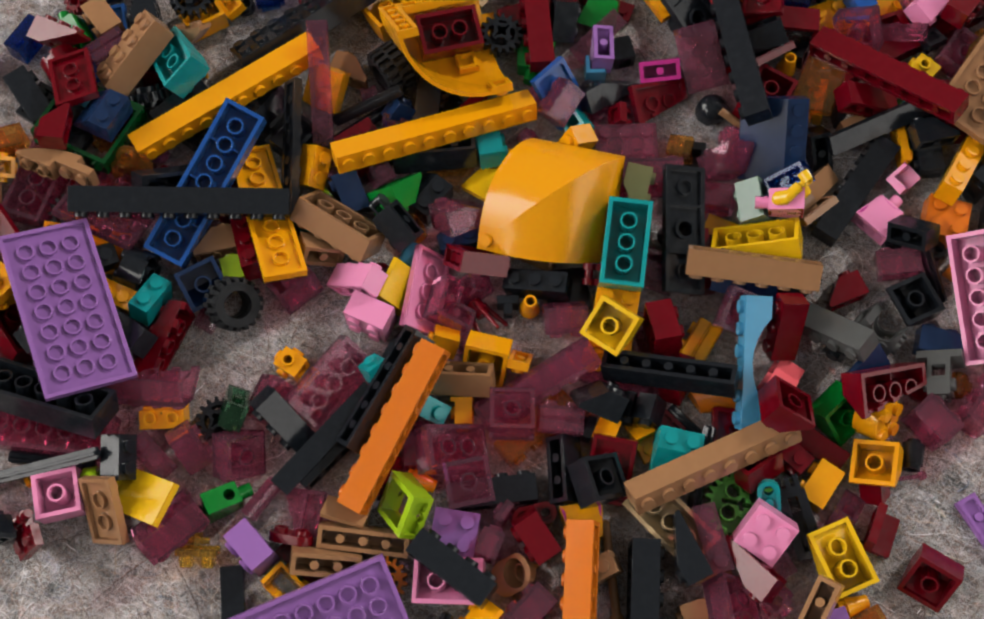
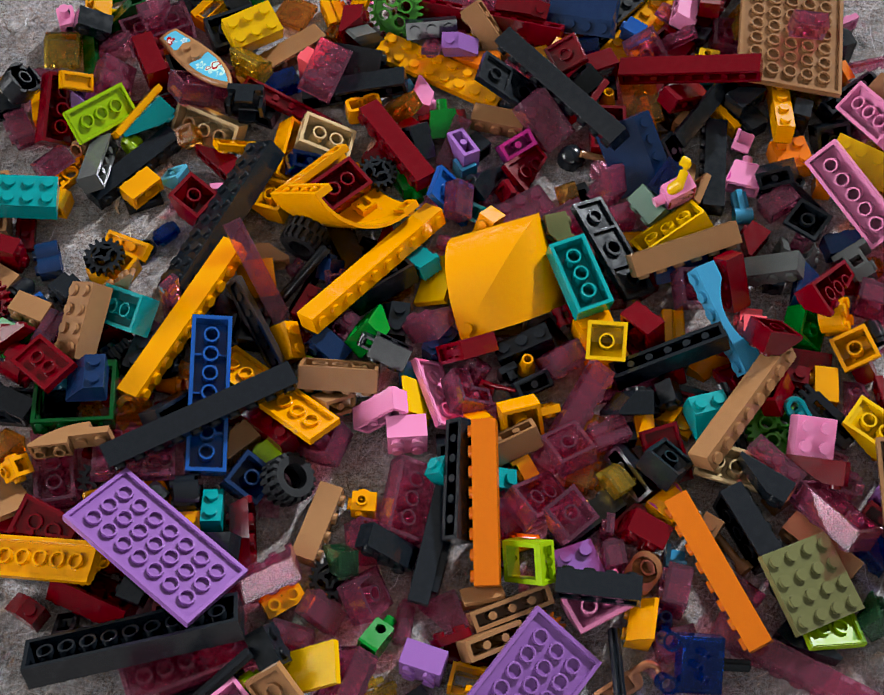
camera: 30 degrees left, 10 degrees down
(55, 128) = (54, 409): dark red slope -> none
(184, 153) = (171, 385): none -> orange cone
(223, 62) = (169, 293): none -> clear pink plate
(240, 360) = (318, 523): none -> medium nougat brick
(520, 328) = (532, 384): none -> black brick
(538, 469) = (614, 480): none -> clear yellow brick
(552, 578) = (673, 555): none -> dark azure panel
(655, 32) = (495, 120): none -> medium nougat brick
(854, 253) = (740, 207): none -> dark azure piece
(892, 319) = (799, 243): none -> clear pink wheel

